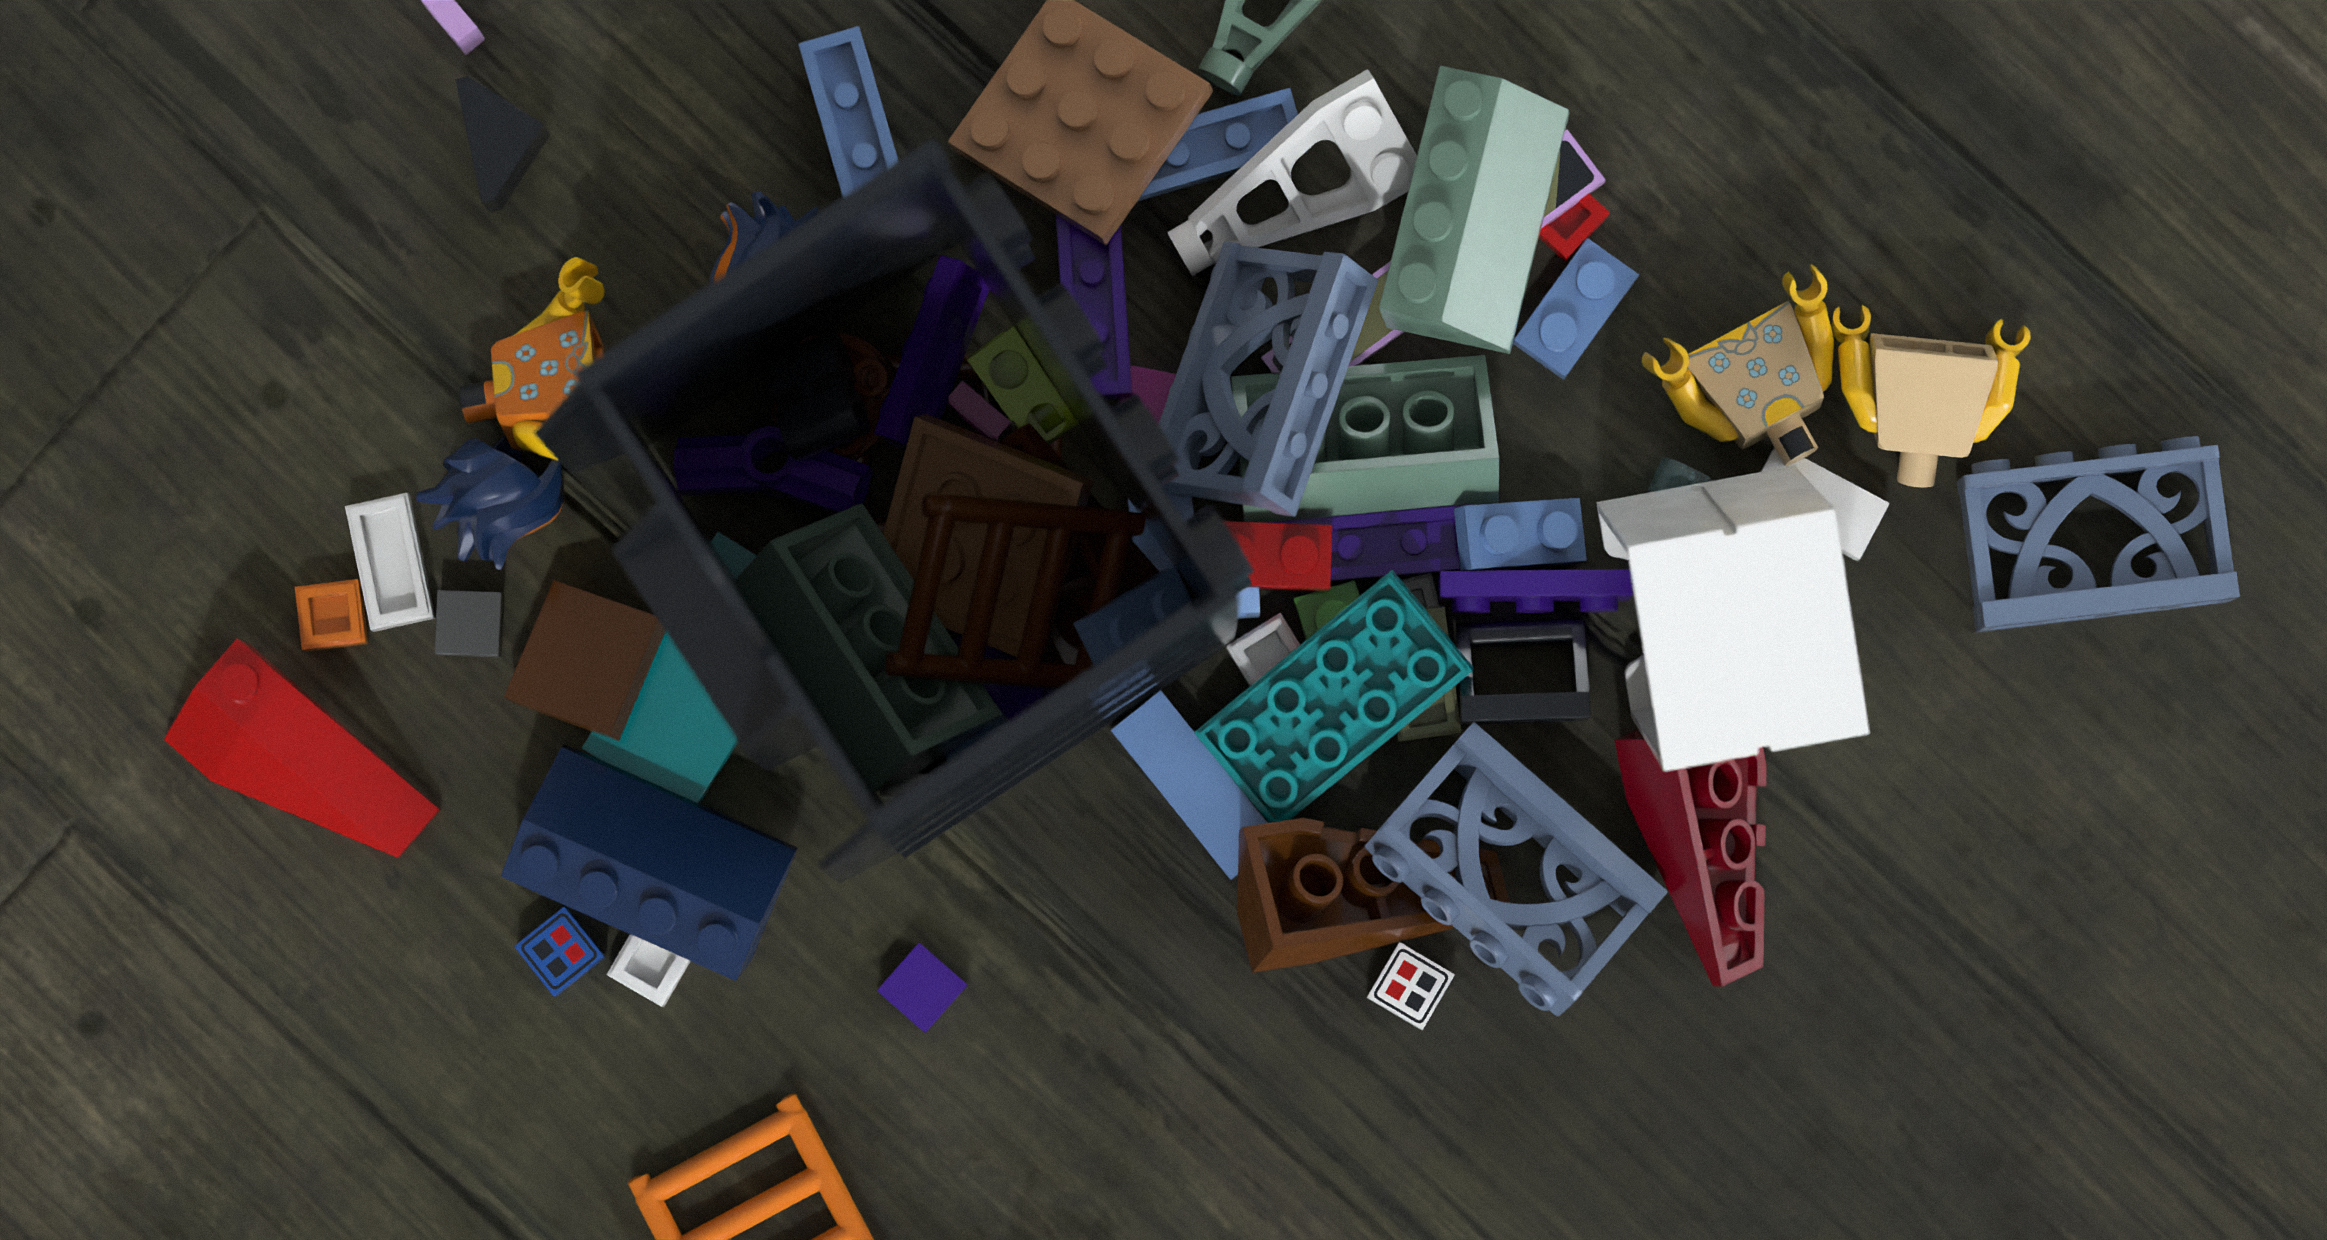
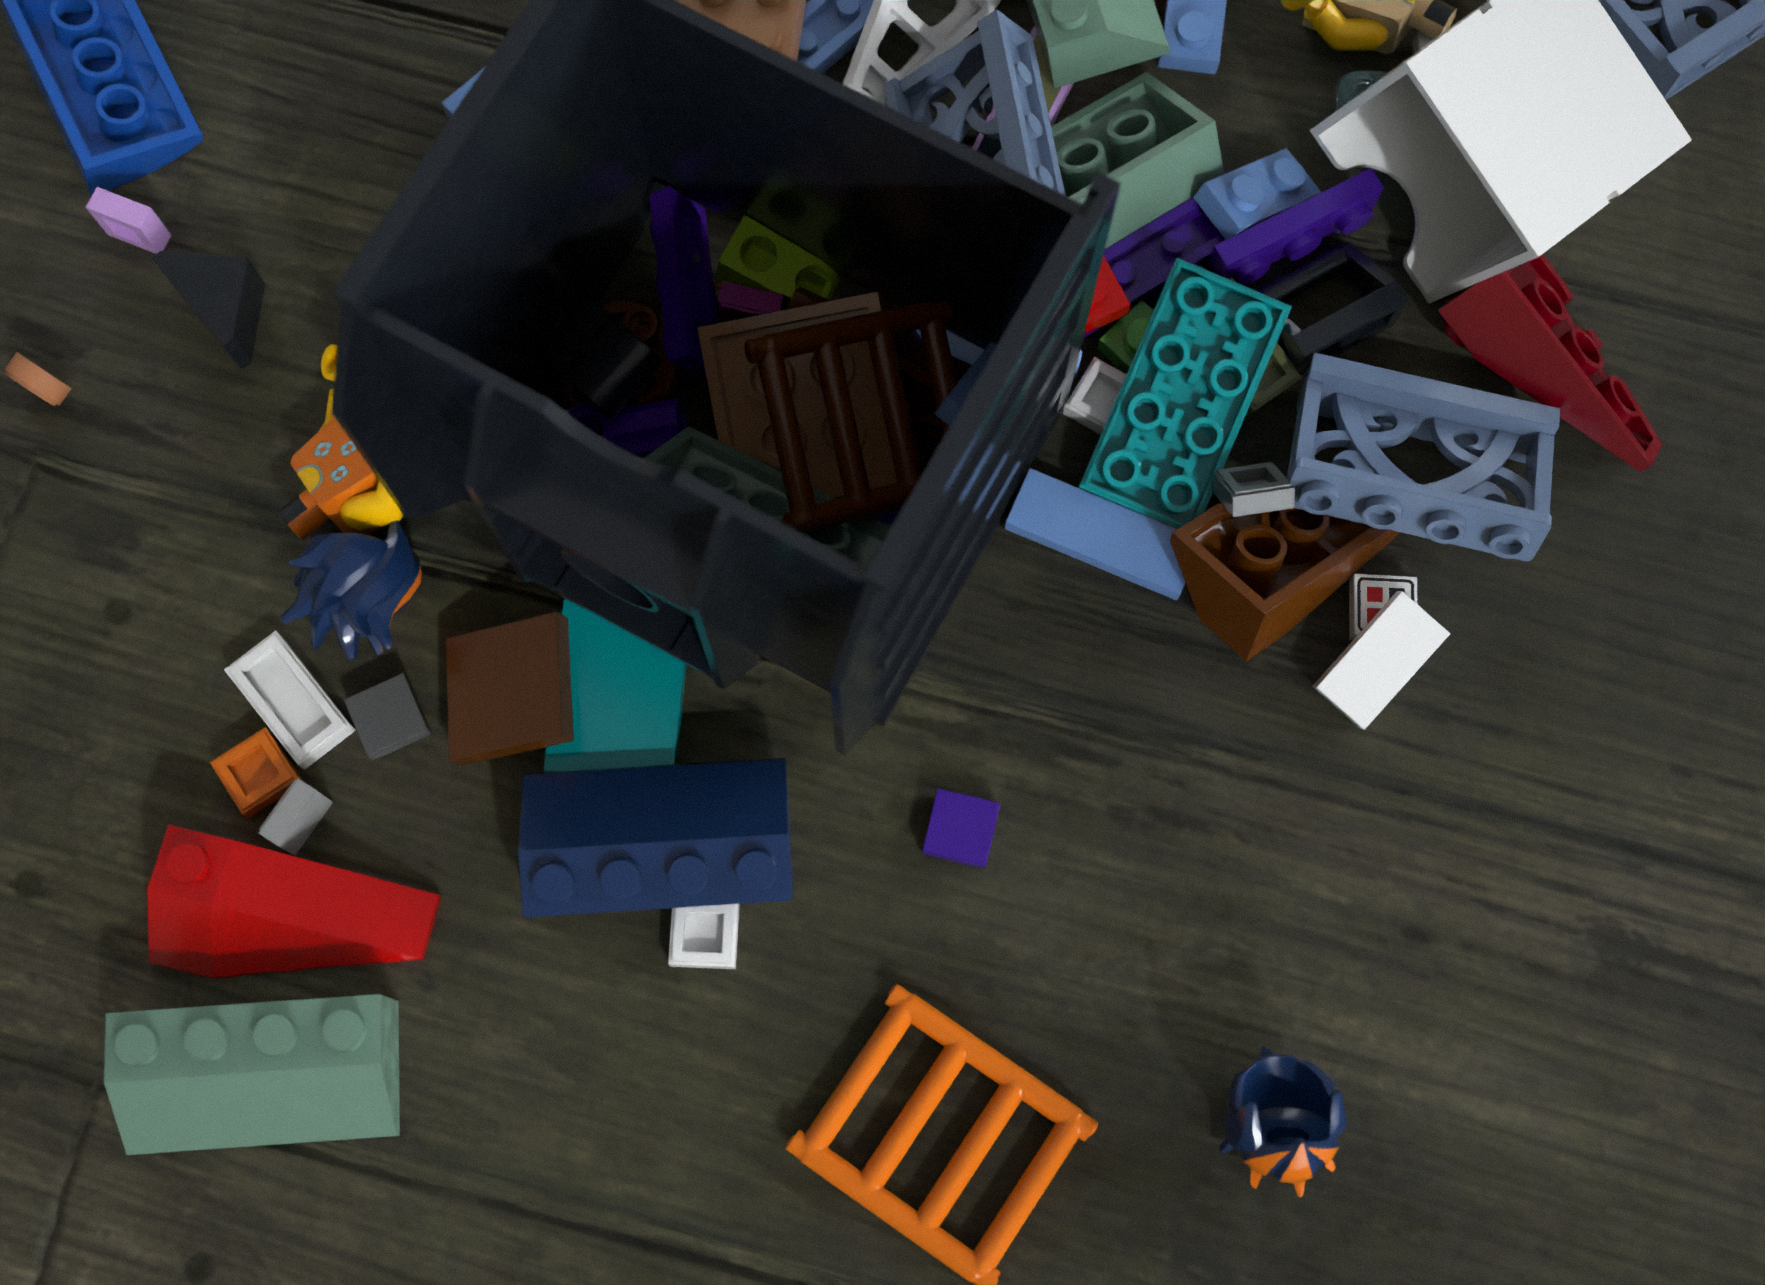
camera: 30 degrees left, 10 degrees down
(213, 888) = (254, 1073): none -> sand green slope
(299, 137) = (37, 379): none -> nougat tile
(347, 677) = (295, 816): none -> light grey tile
(560, 951) = (614, 966): blue tile -> none
(1342, 822) = (1253, 489): none -> dark grey tile
(1374, 1033) = (1381, 659): none -> white tile

